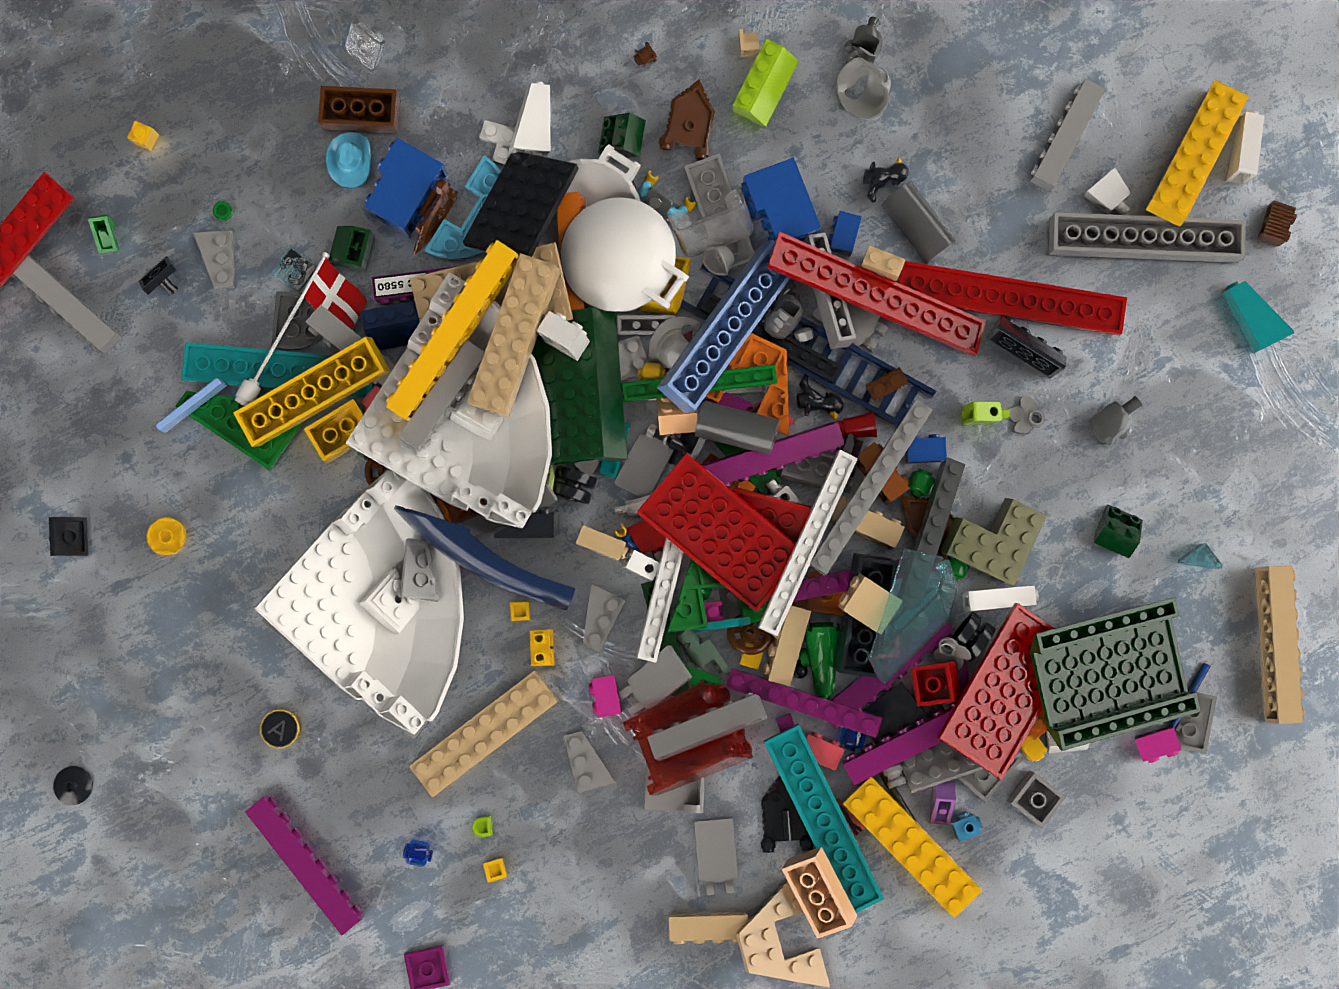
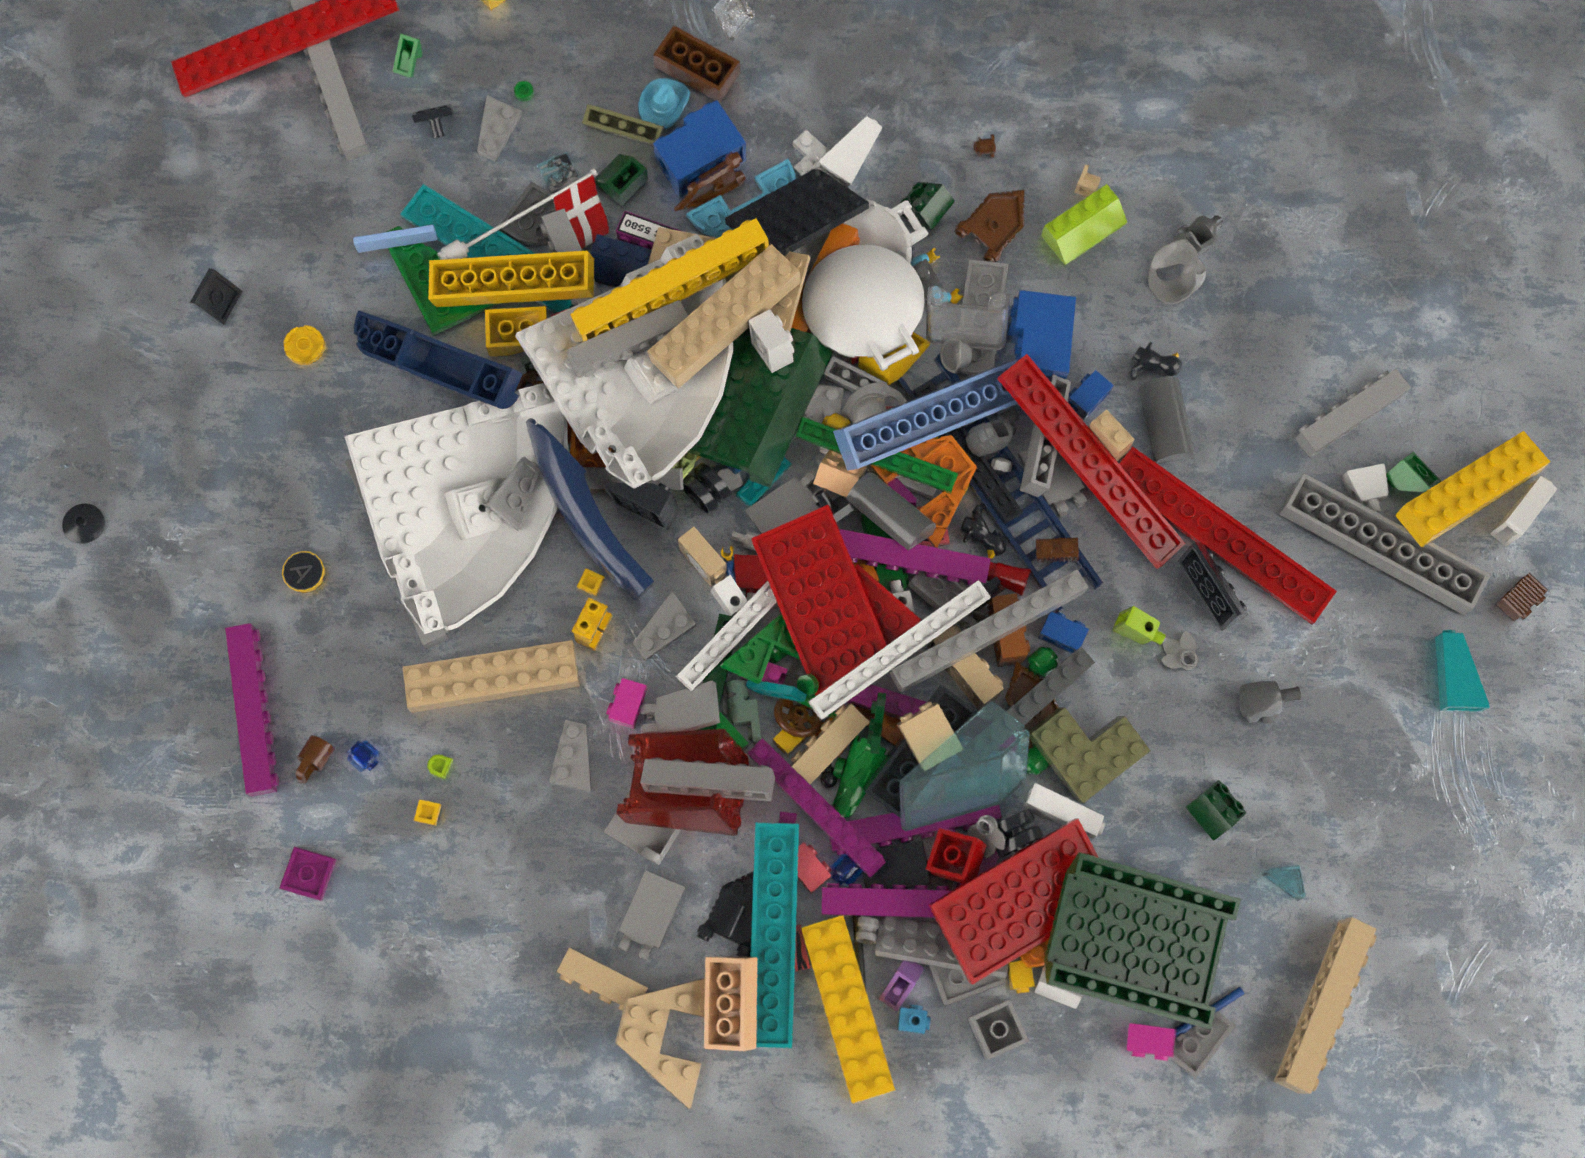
camera: 25 degrees right, 10 degrees down
(289, 496) = (436, 361): none -> dark blue slope
(327, 200) = (622, 125): none -> olive brick
(377, 874) = (313, 757): none -> reddish brown piece
(746, 607) = (808, 684): none -> green tile
(818, 611) = (876, 723): none -> dark green plate
(1142, 164) = (1412, 475): none -> green slope

